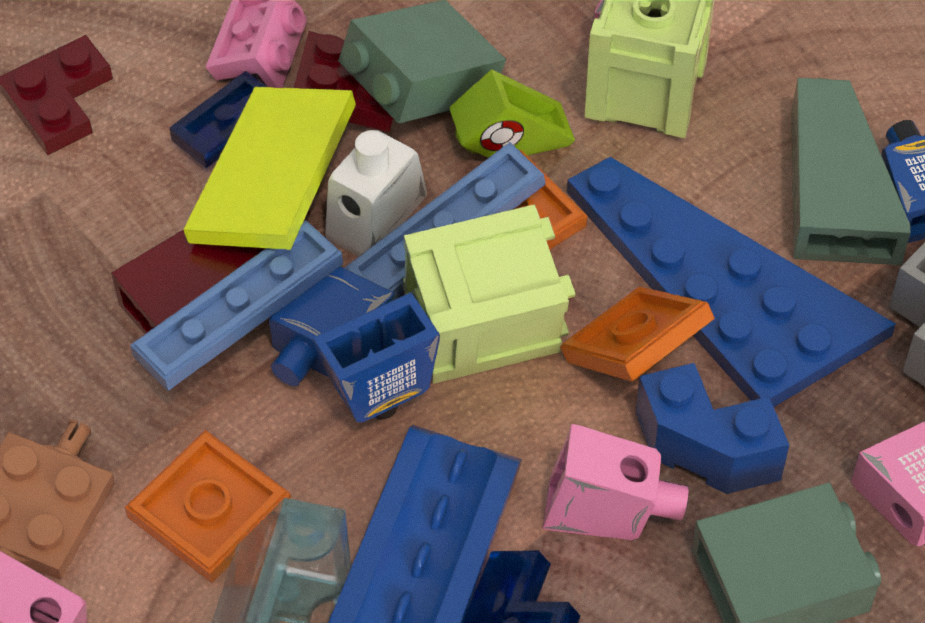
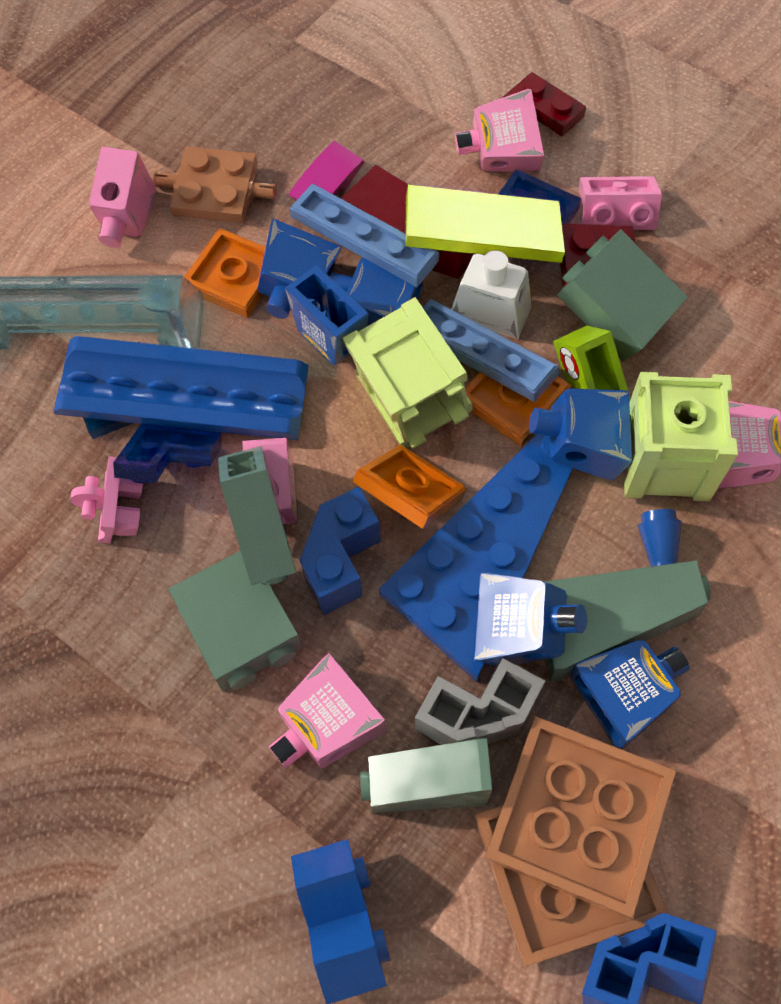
camera: 80 degrees right, 10 degrees up
(92, 349) = (330, 171): none -> dark pink slope
(110, 122) = (504, 135): none -> bright pink torso
(249, 411) = (287, 257): none -> blue torso
(610, 133) = (588, 430): none -> blue torso
(677, 468) = (256, 516): none -> sand green slope
(749, 113) = (660, 536): none -> blue cone
(853, 240) = (523, 620): none -> torso

